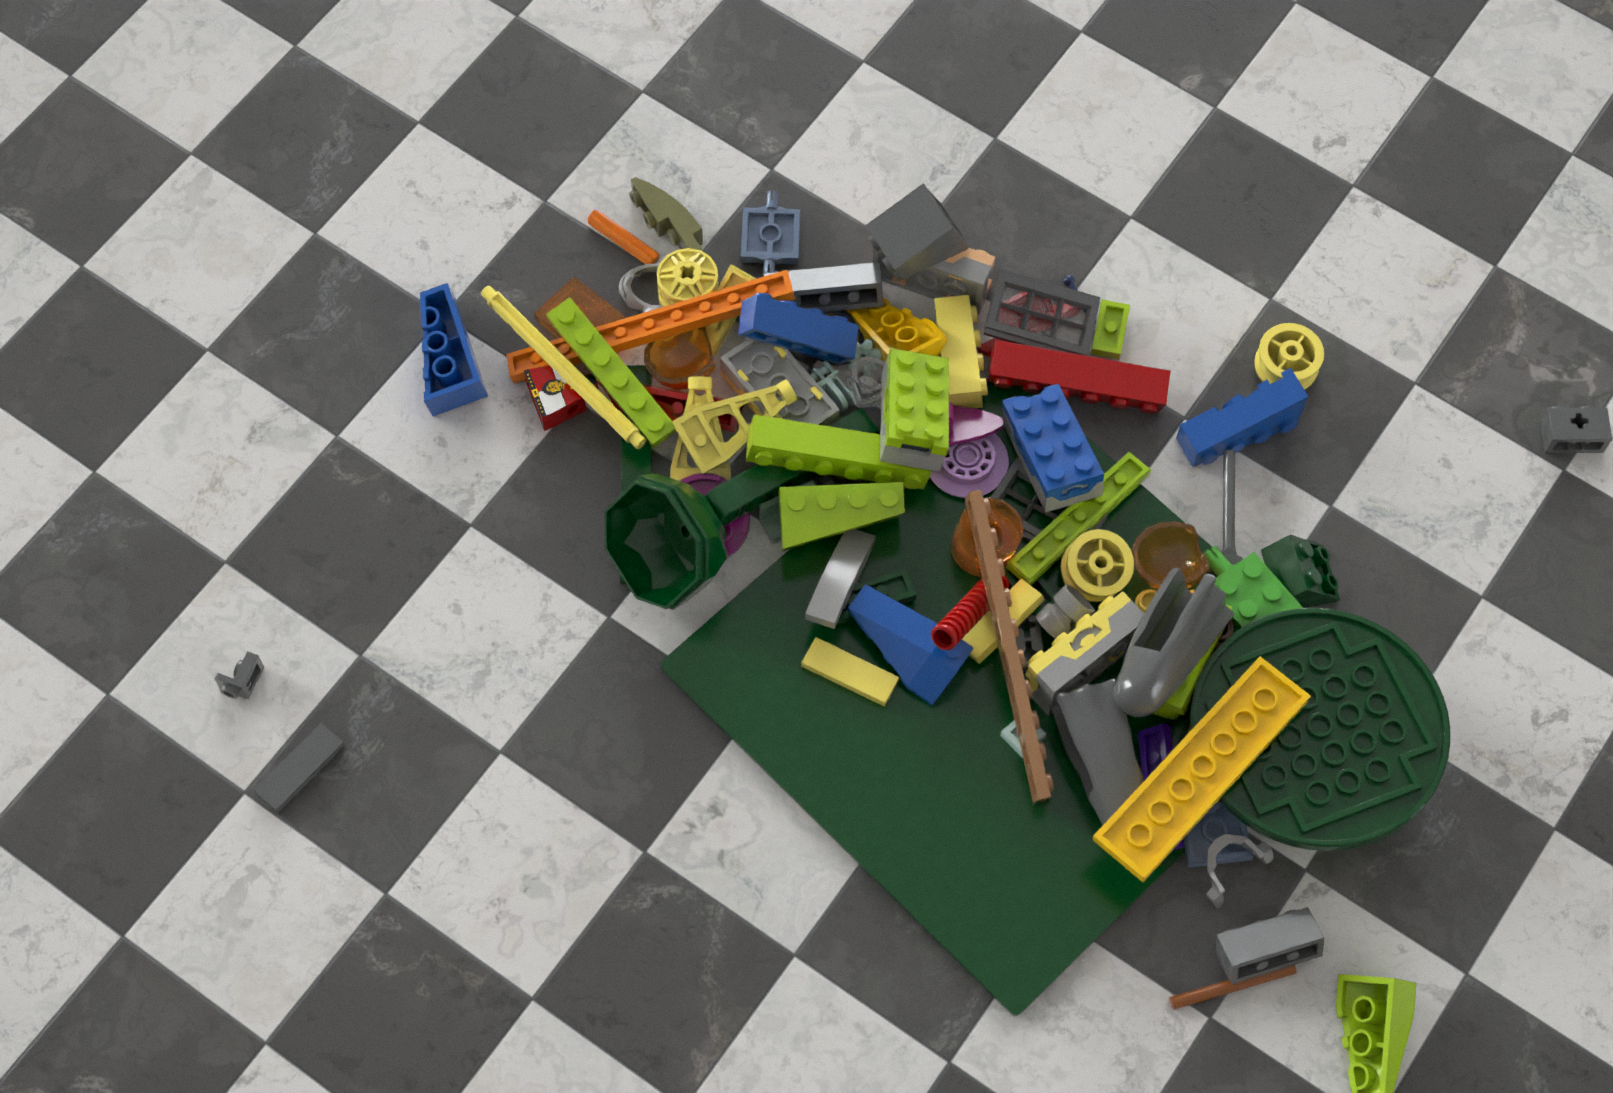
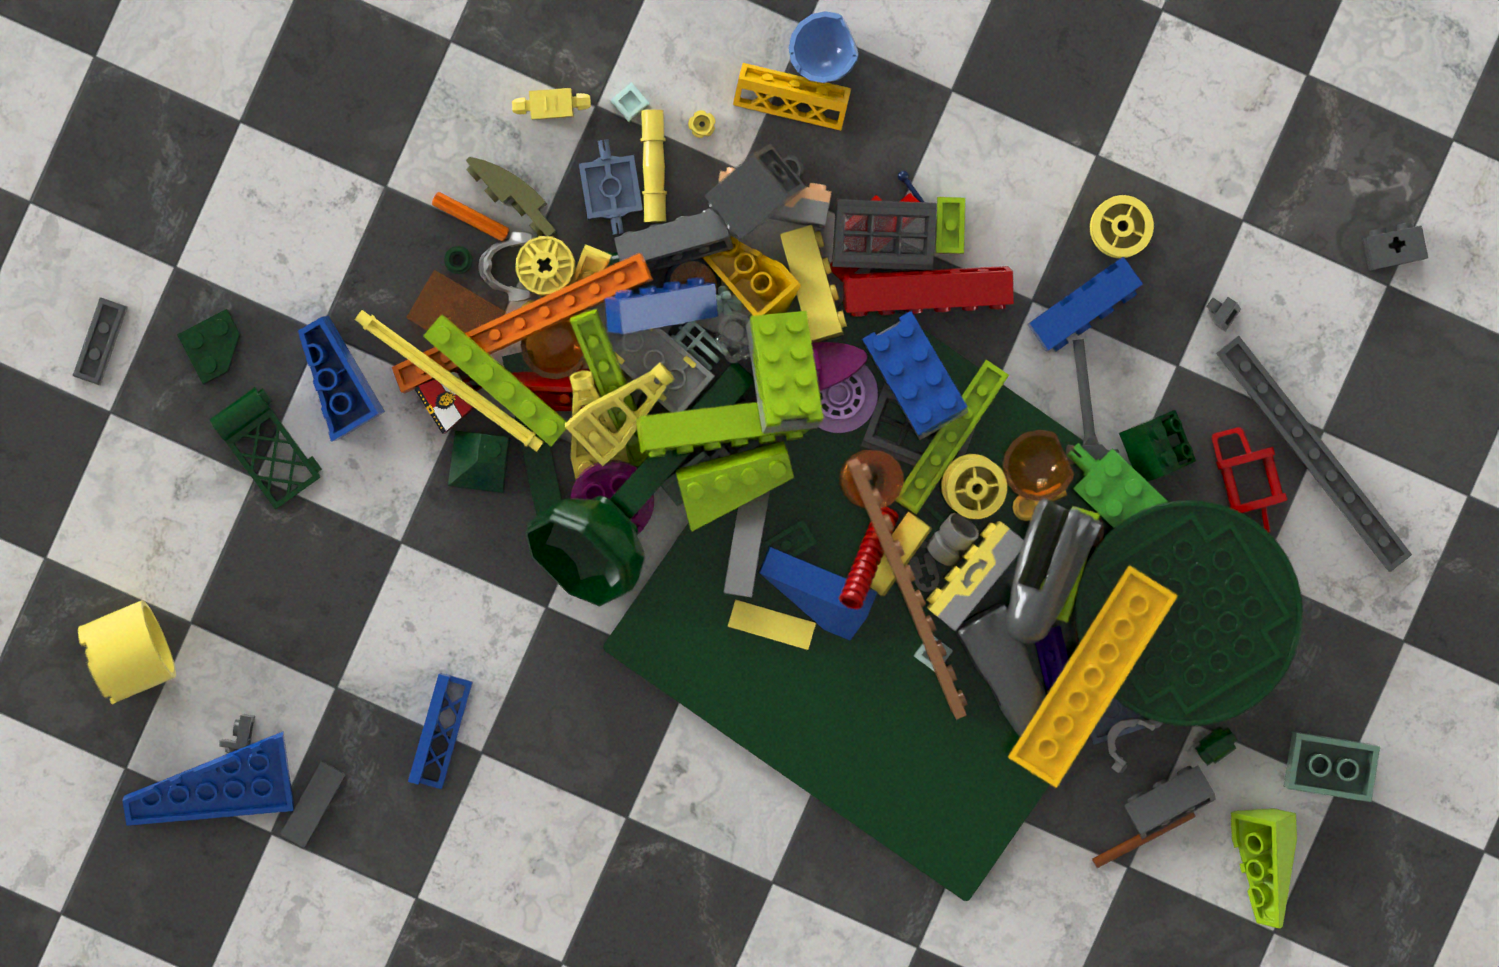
camera: 10 degrees left, 25 degrees up
(146, 558) = (127, 652): none -> light yellow brick
(218, 282) = (100, 341): none -> dark grey tile
(218, 724) = (232, 785): none -> blue wing
(329, 305) = (211, 345): none -> dark green plate
(345, 371) = (242, 418): none -> dark green piece
(449, 710) = (429, 730): none -> blue fence
(575, 458) = (479, 461): none -> dark green slope
(600, 266) = (451, 253): none -> dark green plate
(726, 379) = (606, 372): none -> lime tile
(728, 153) = (551, 103): none -> light yellow piece
(806, 169) = (630, 102): none -> light aqua tile
(818, 221) = (653, 166): none -> light yellow piece
(874, 192) = (697, 130): none -> light yellow plate
(972, 181) = (792, 91): none -> yellow fence
(1009, 147) = (823, 47): none -> medium blue cylinder
(1330, 895) = (1216, 745): none -> dark green brick
(1387, 458) = (1224, 313): none -> dark grey tile
(1400, 600) = (1229, 481): none -> red bar
(1463, 939) = (1331, 766): none -> sand green brick
(1473, 616) = (1314, 454): none -> dark grey plate

